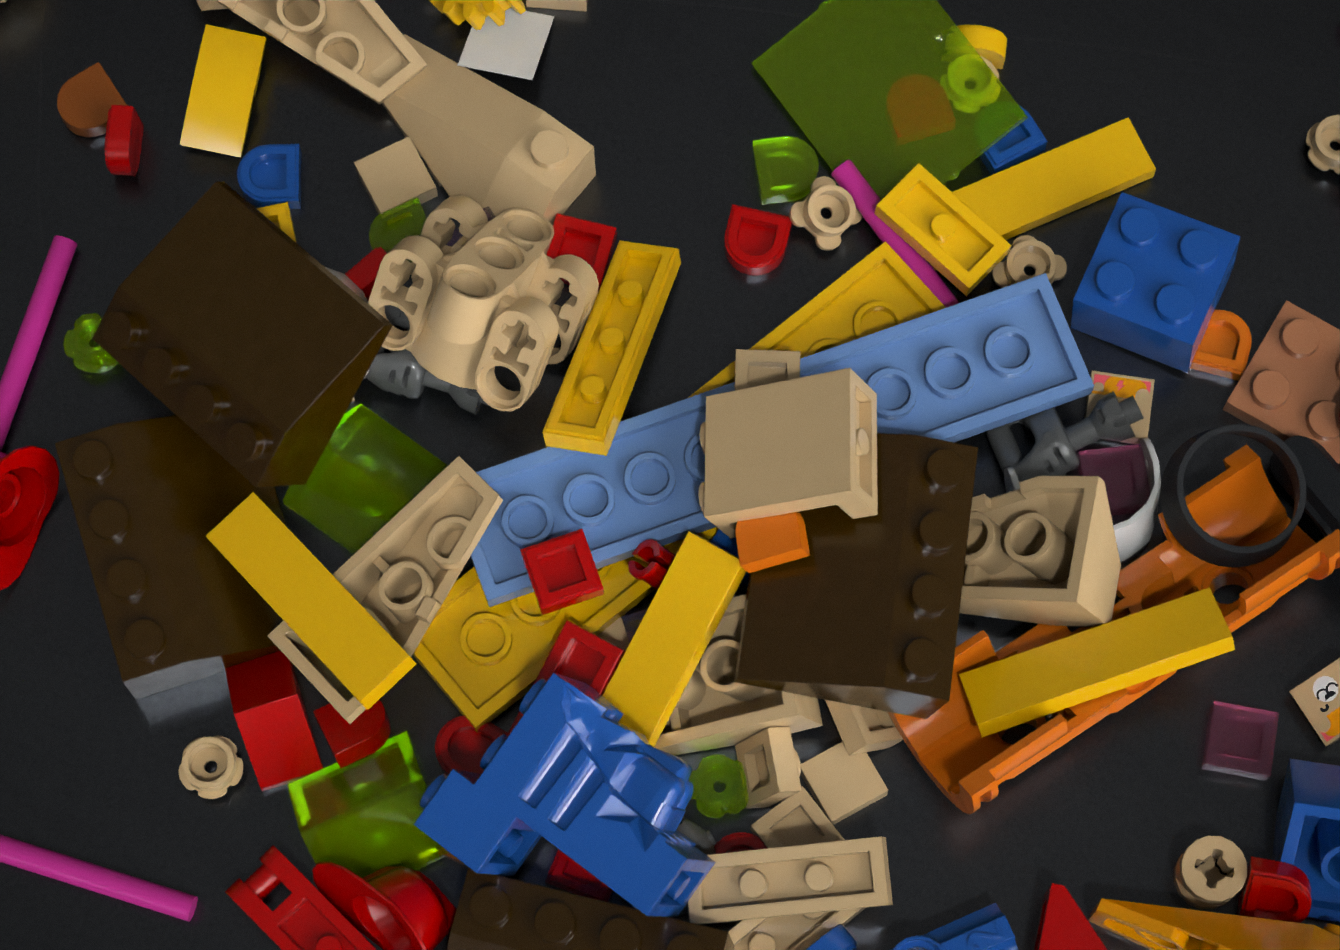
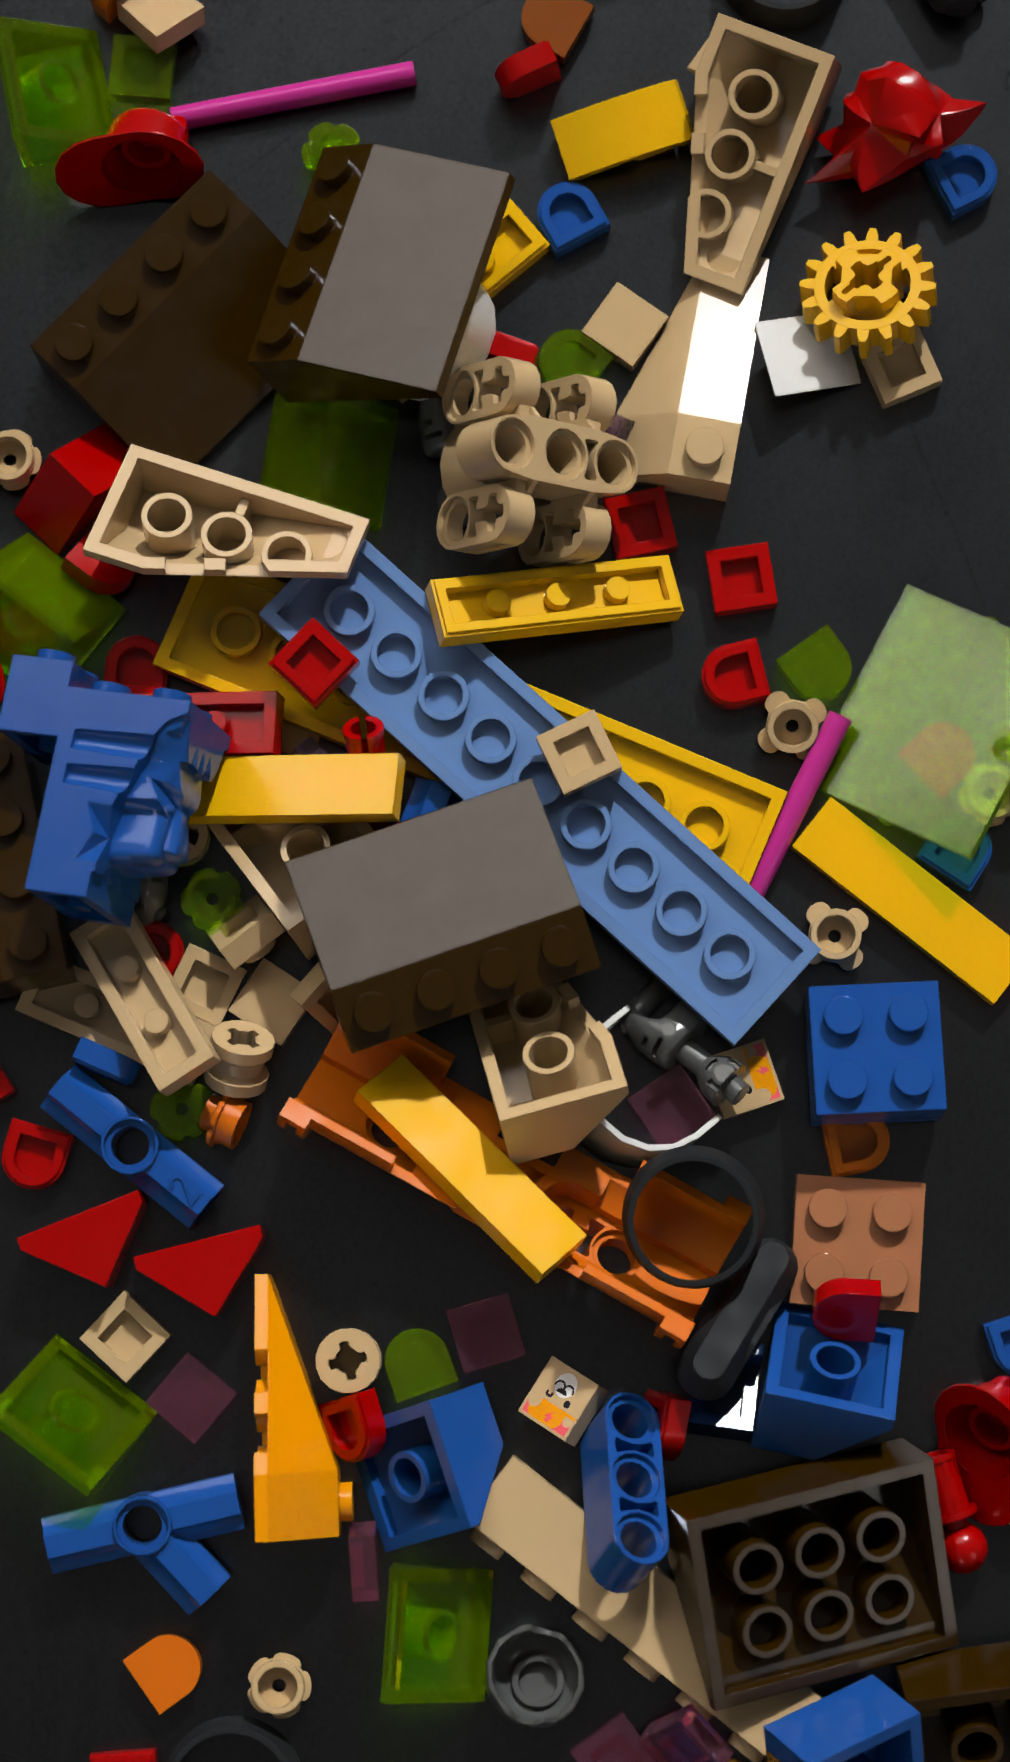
camera: 65 degrees right, 10 degrees up
(311, 601) = (174, 463): yellow tile -> none
(673, 193) = (741, 579): none -> red tile
(771, 541) = (426, 824): orange tile -> none
(790, 449) = (508, 804): tan panel -> none
(883, 815) = (243, 1053): none -> tan wheel
(915, 922) = (175, 1125): none -> clear neon green plate
(930, 874) = (225, 1120): none -> orange plate
(942, 229) = (822, 836): yellow plate -> none
(1241, 813) = (418, 1363): none -> clear neon green tile

